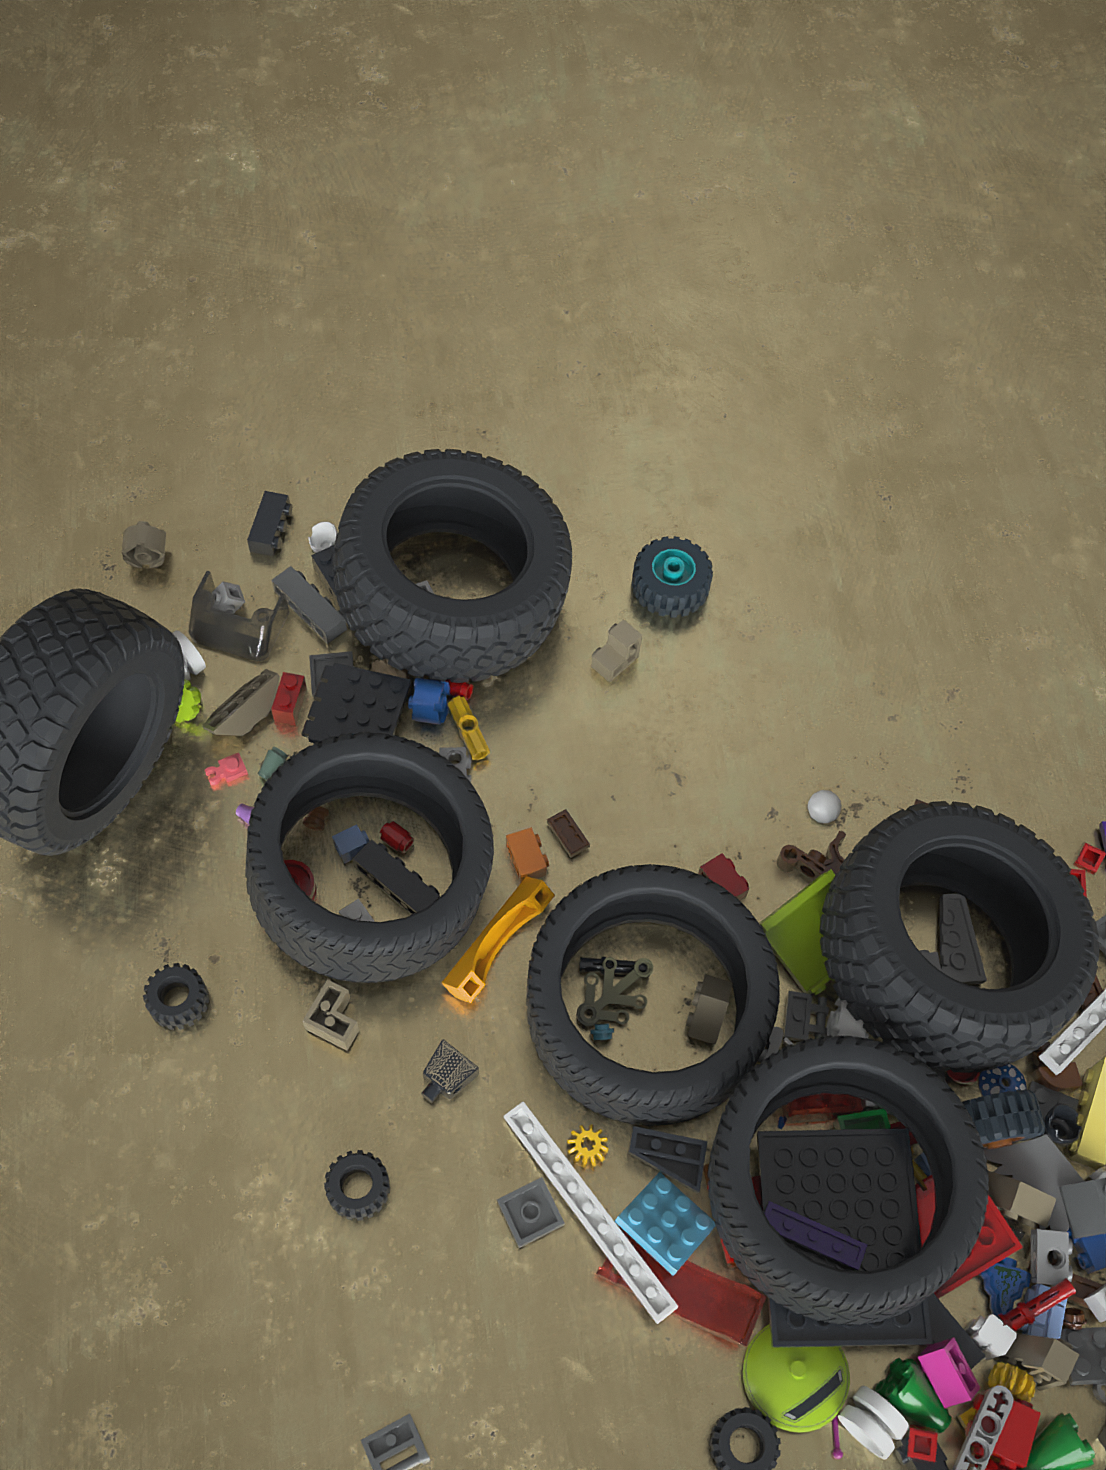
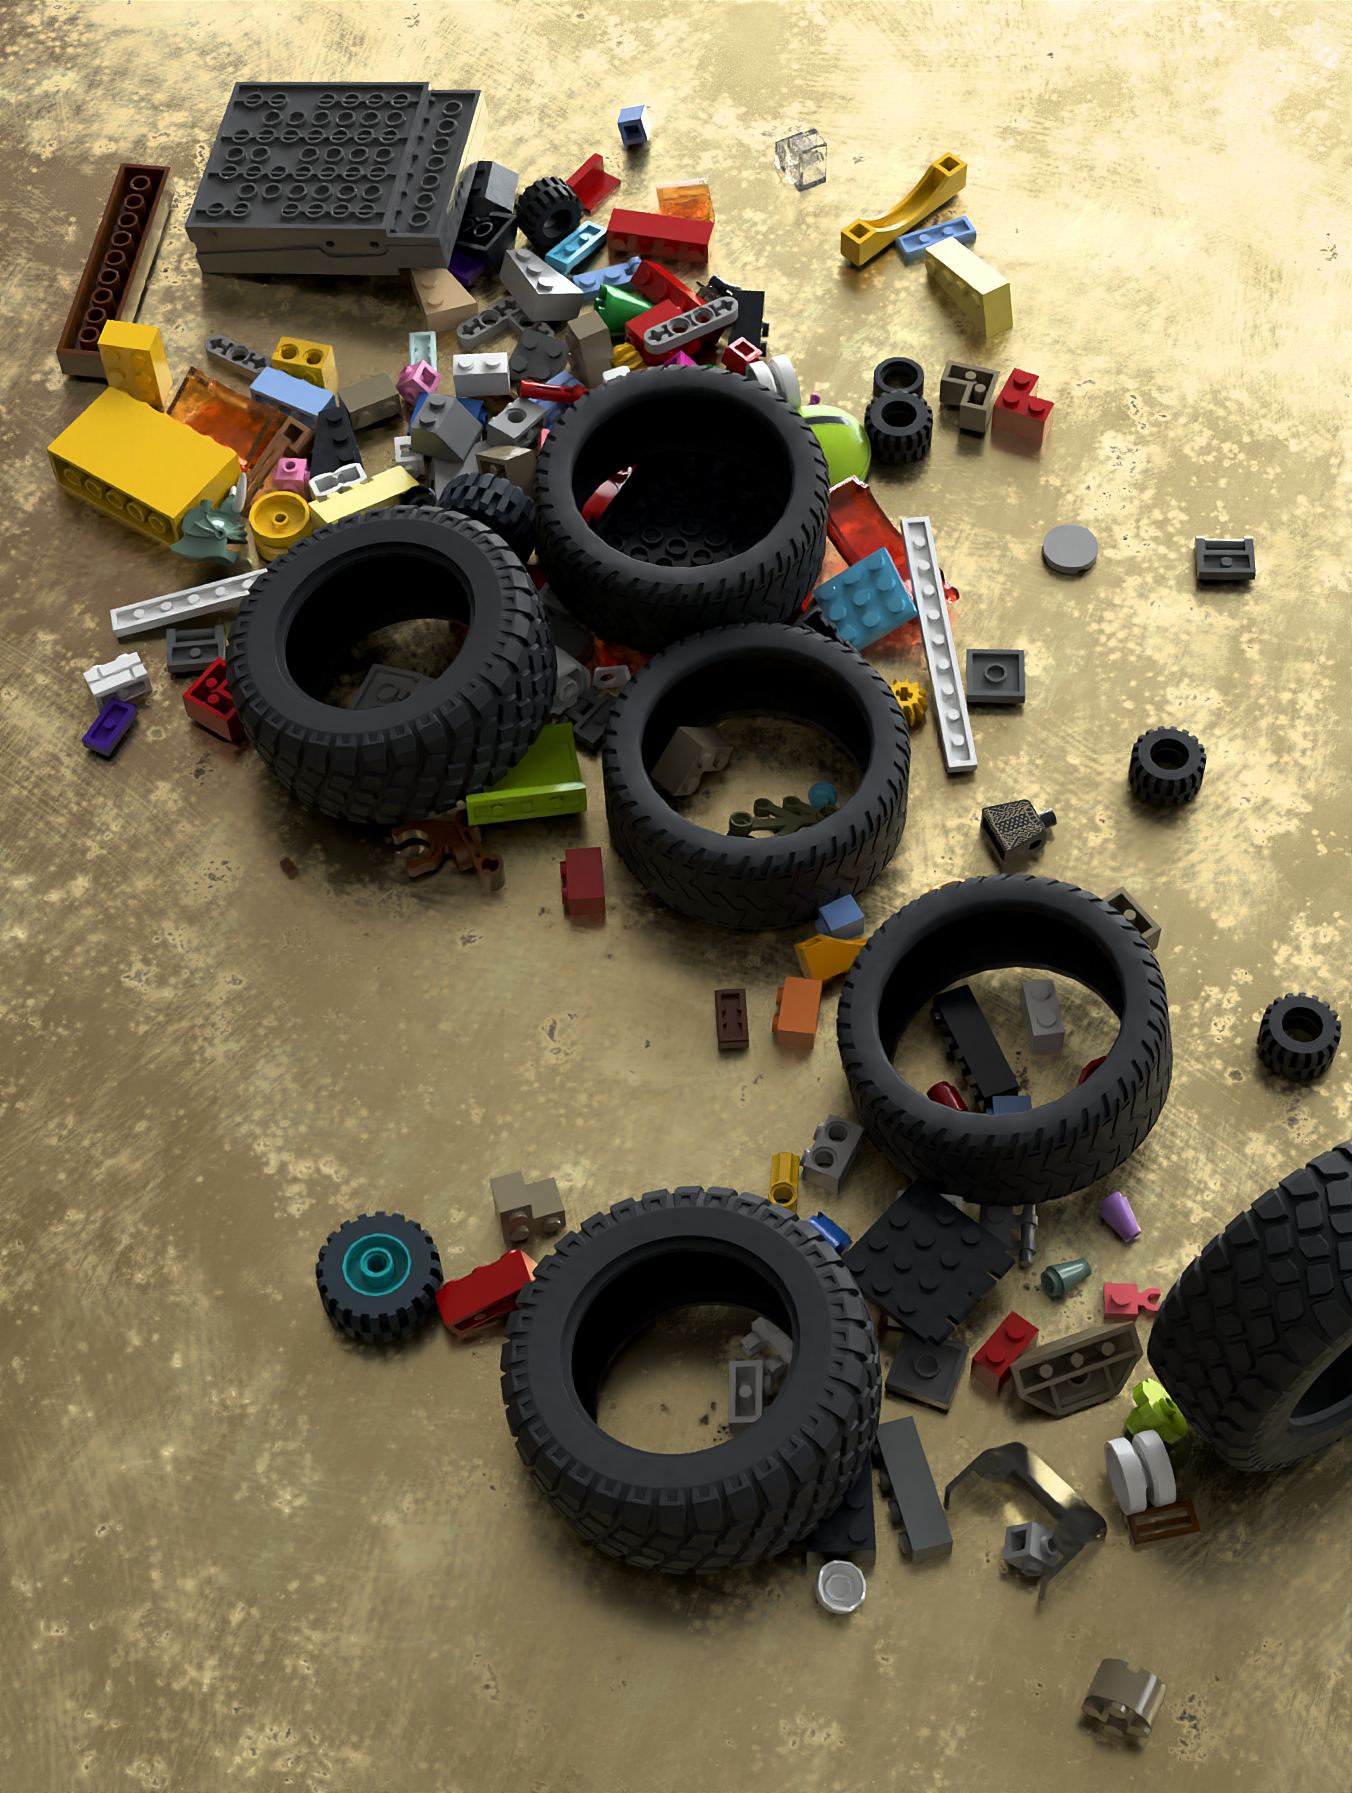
camera: 145 degrees left, 5 degrees down
(269, 523) = (909, 1660): black brick -> none
(528, 935) = (840, 919): none -> medium blue brick
(532, 1389) = (1070, 548): none -> light grey tile
(601, 599) = (485, 1293): none -> red wedge
(816, 1236) = (730, 506): dark purple plate -> none
(824, 806) = (402, 913): white hair -> none
(1090, 857) = (147, 731): red slope -> none

